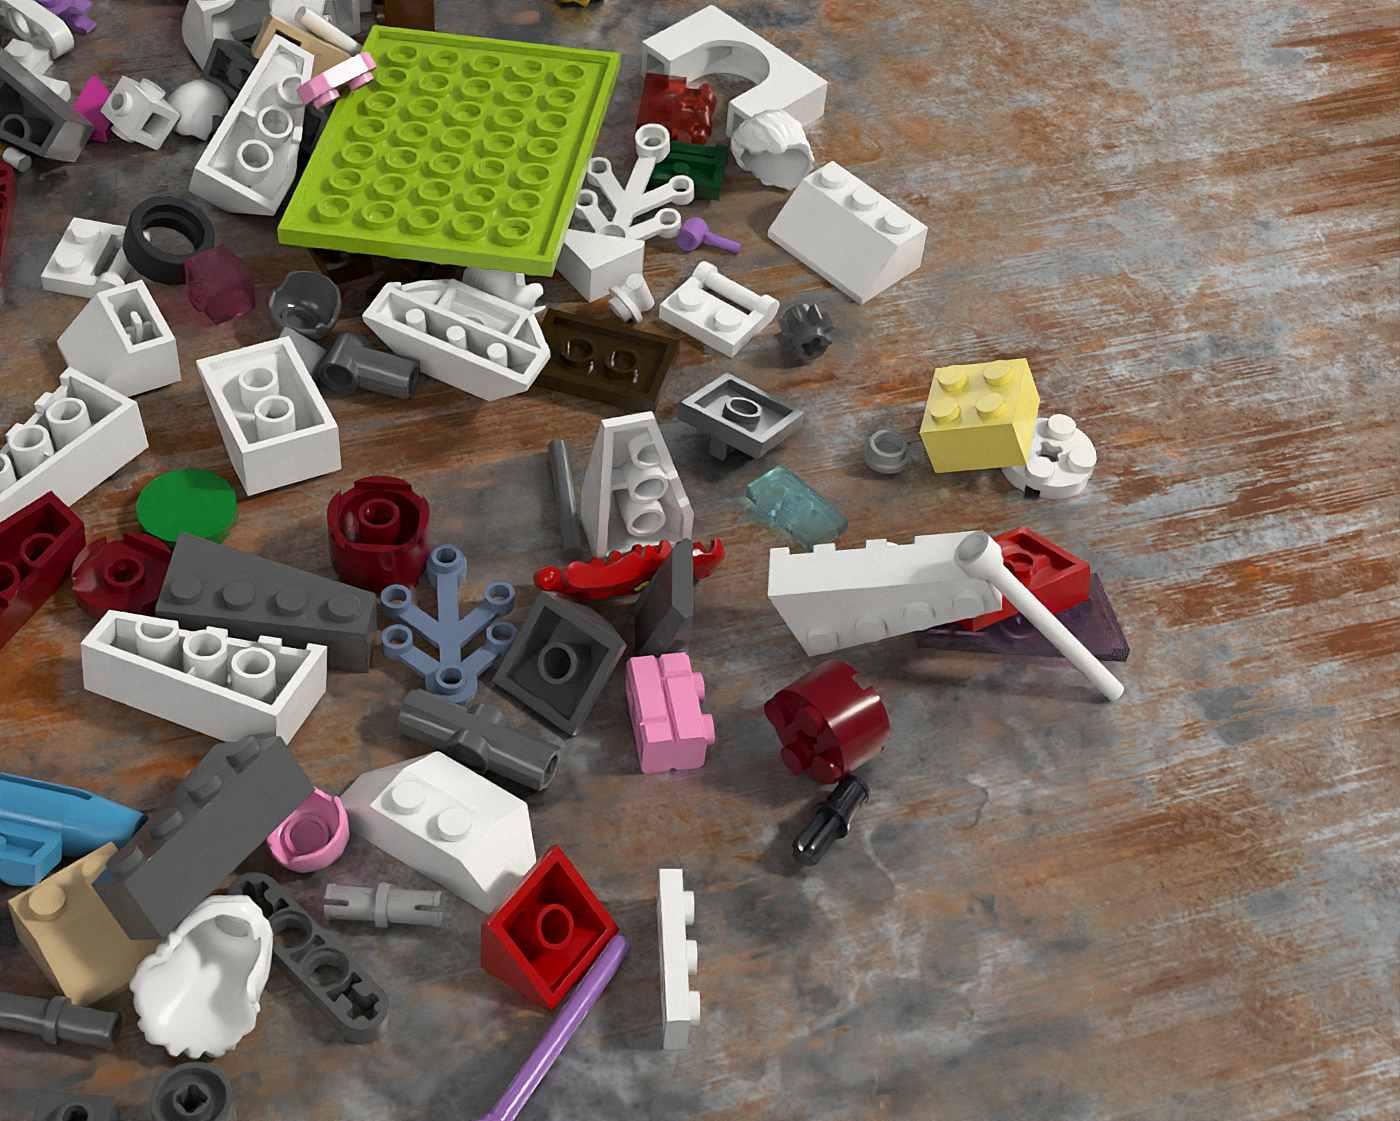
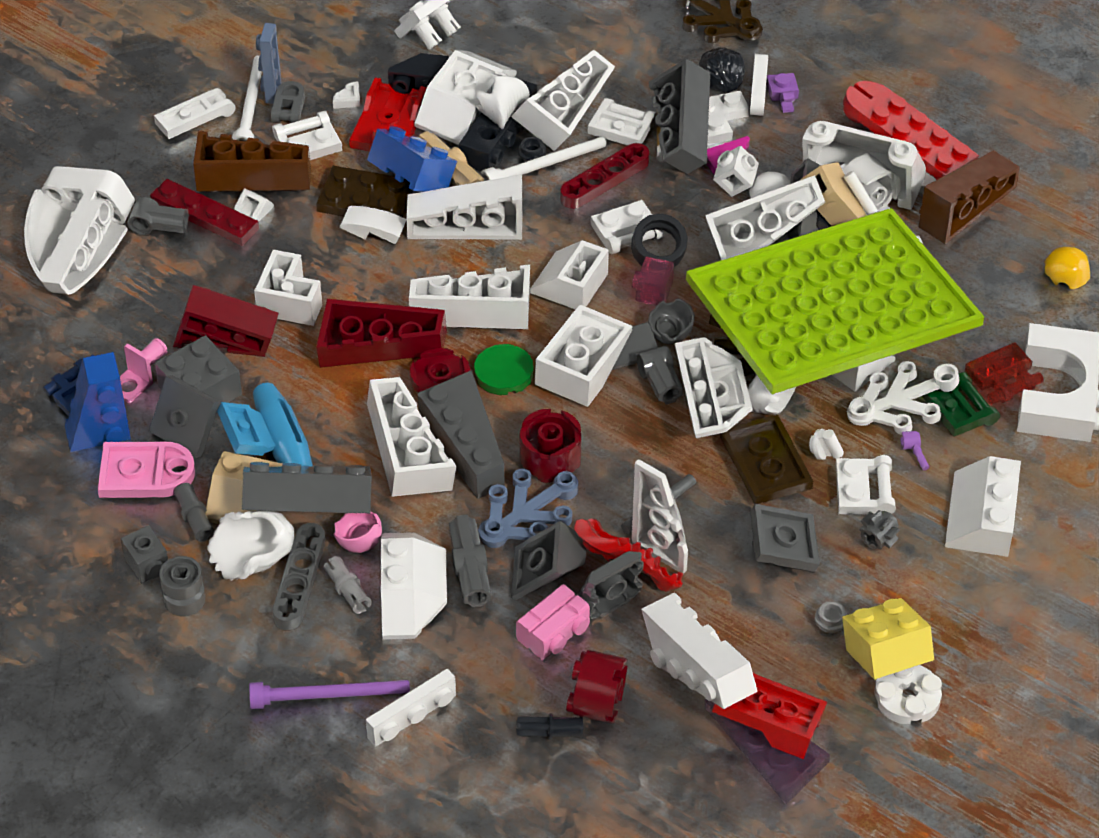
camera: 60 degrees right, 0 degrees up
(324, 87) = (828, 223): bright pink plate -> none
(545, 931) = (383, 648): red slope -> none
(598, 262) = (838, 414): white slope -> none
(773, 149) = (1012, 430): white hair -> none
(797, 507) = (750, 601): clear light blue plate -> none
(982, 559) = (718, 668): white piece -> none

